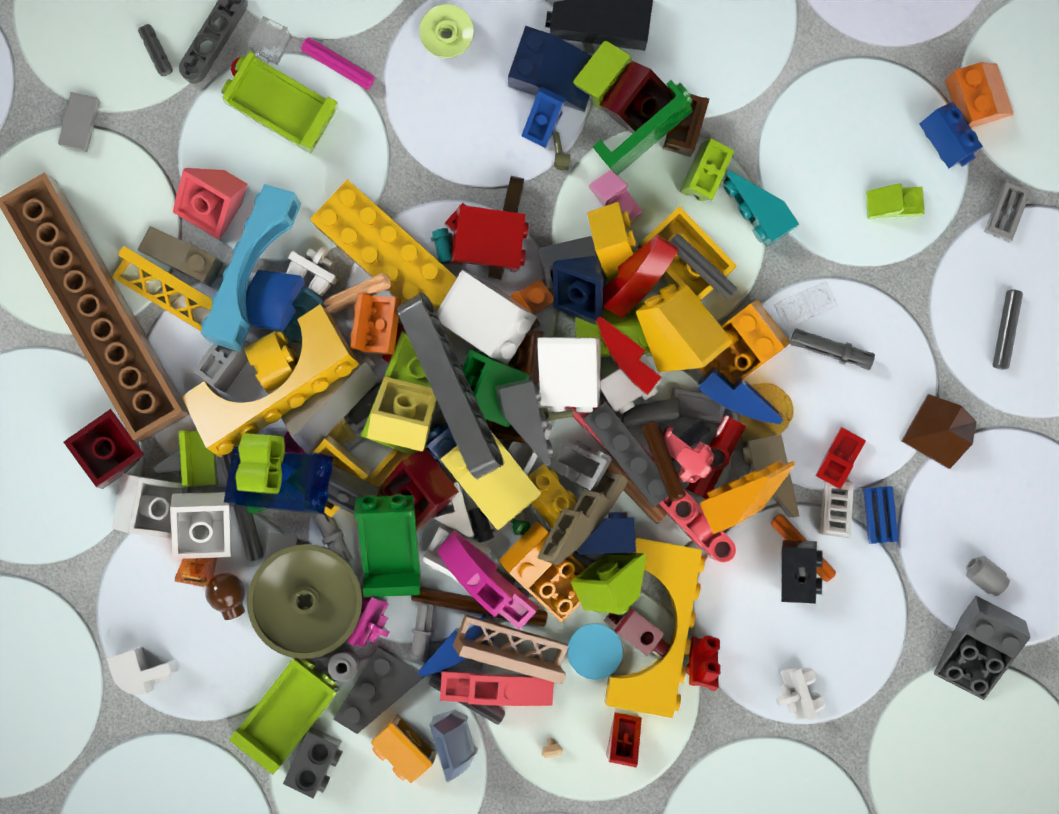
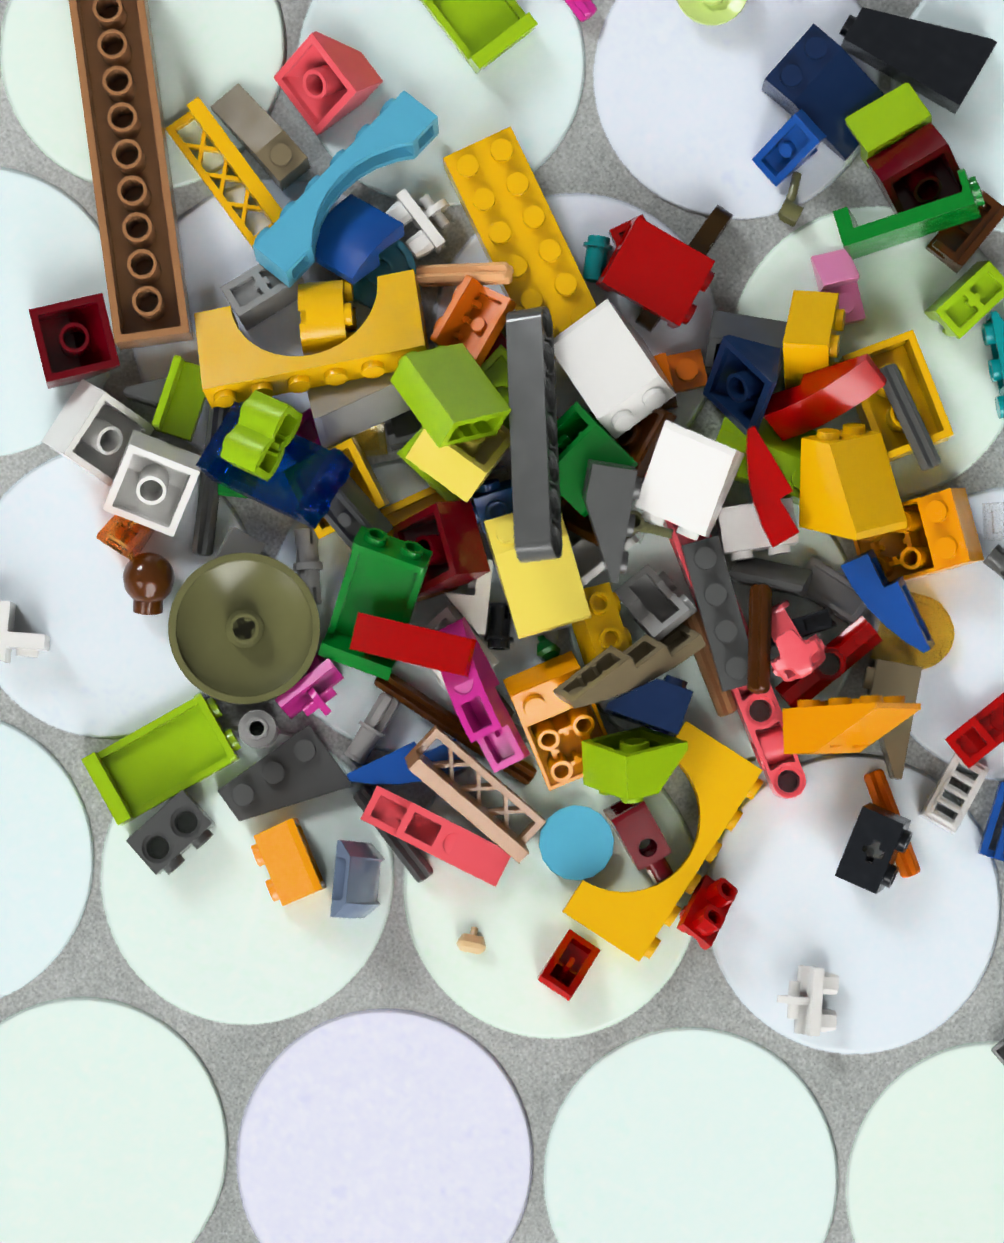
camera: 30 degrees right, 0 degrees up
(380, 381) = (450, 394): none -> lime brick
(426, 565) = (413, 644): none -> red slope

